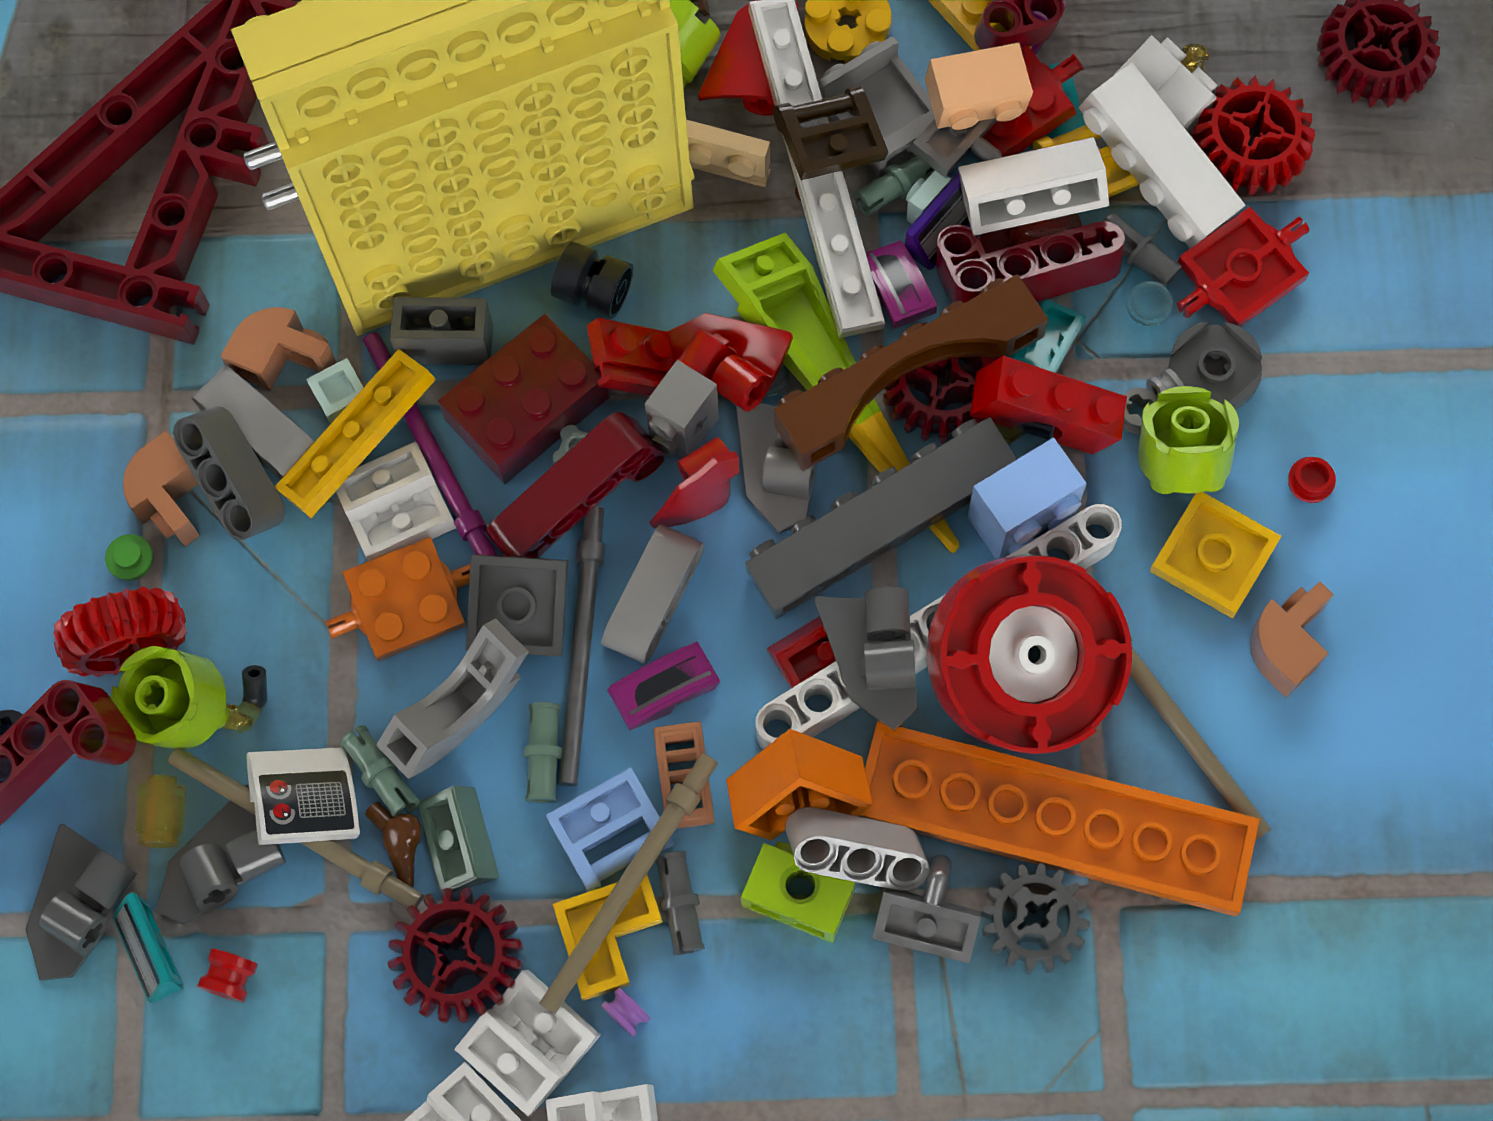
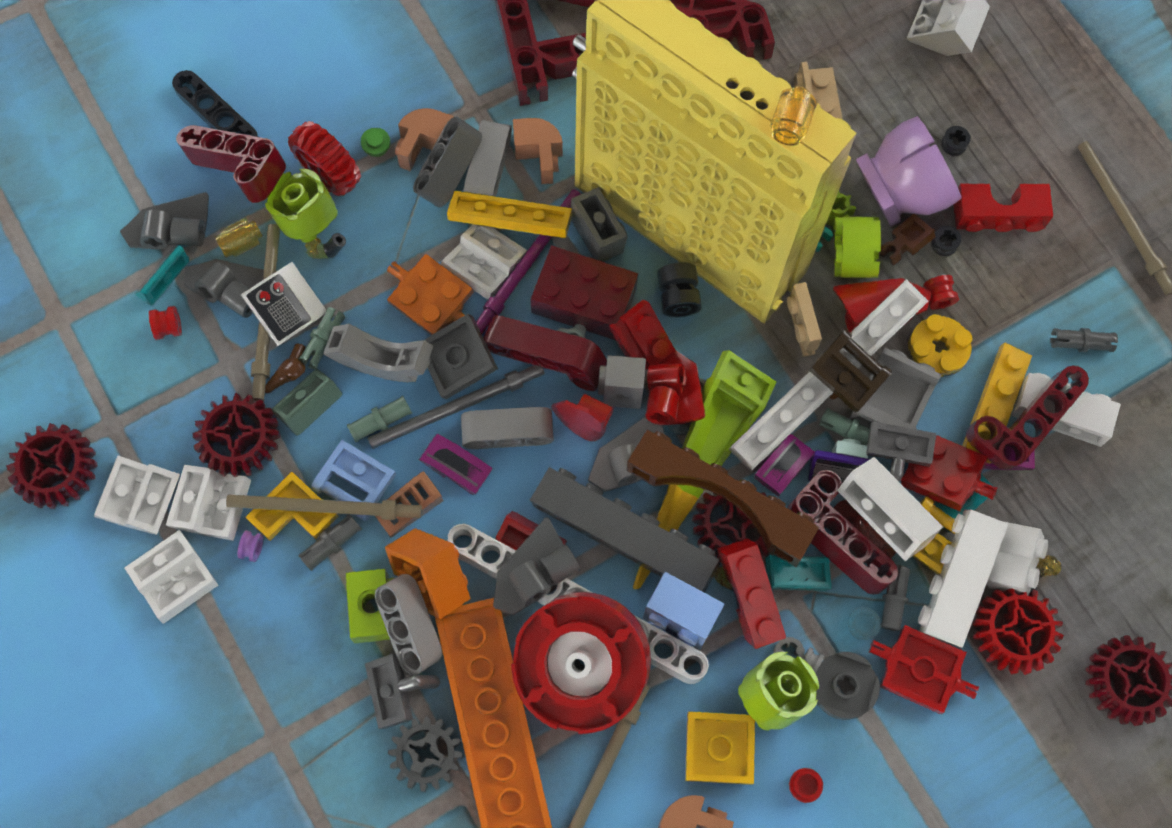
camera: 55 degrees right, 0 degrees up
(335, 388) = (533, 190): light aqua plate -> none
(978, 86) = (931, 439): light nougat brick -> none

